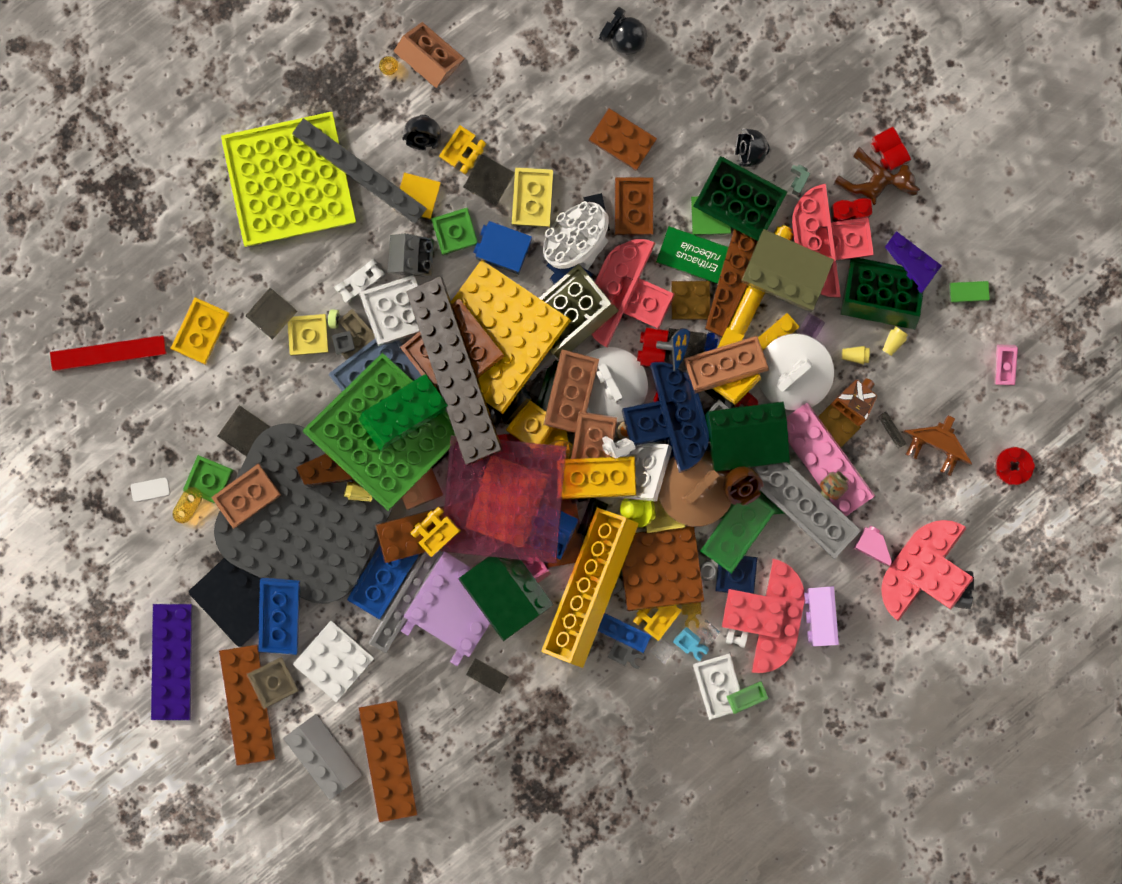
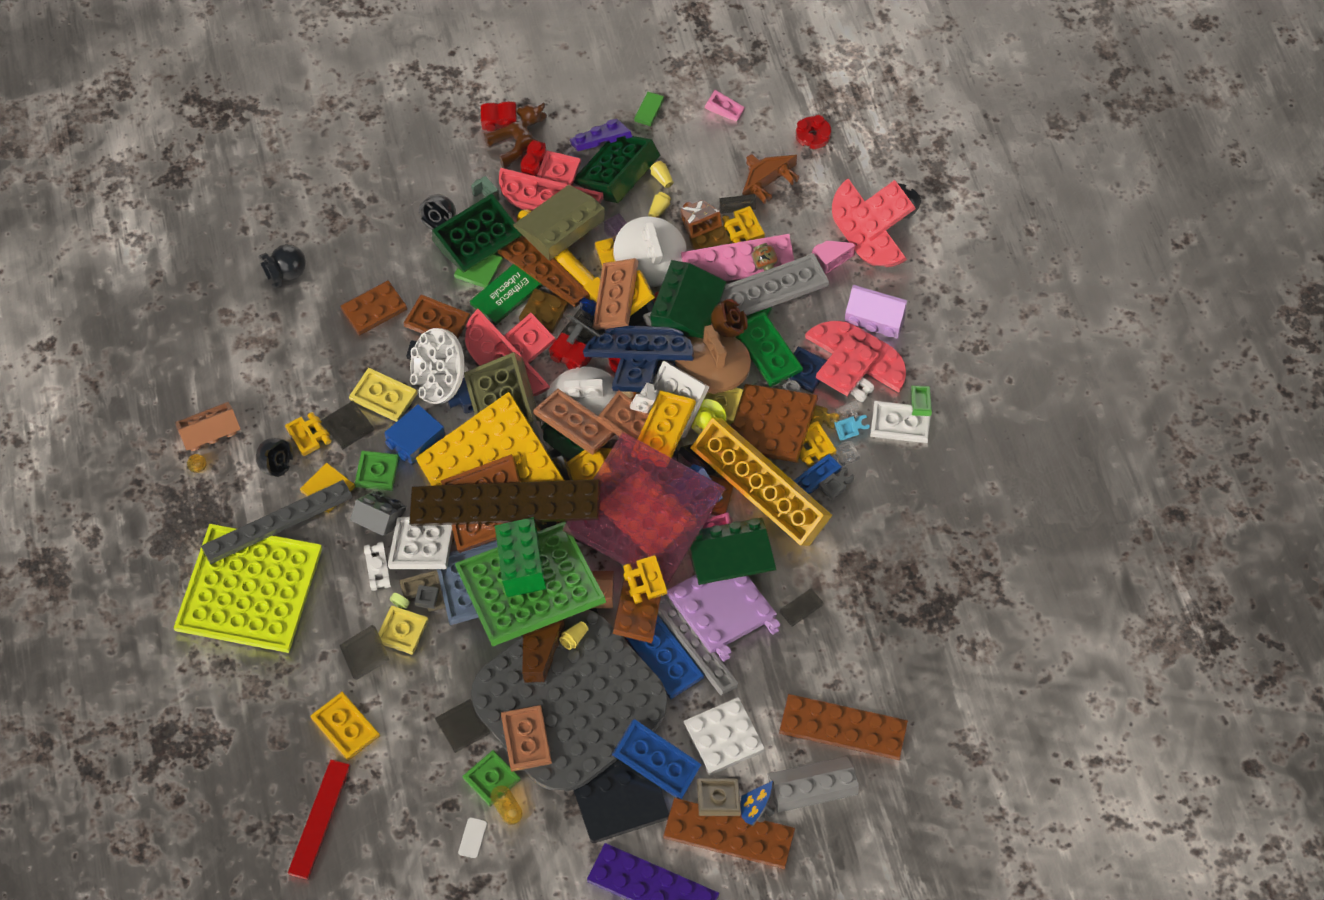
camera: 65 degrees left, 25 degrees down
(276, 718) = (755, 804): none -> blue shield
(873, 451) = (747, 223): none -> yellow plate

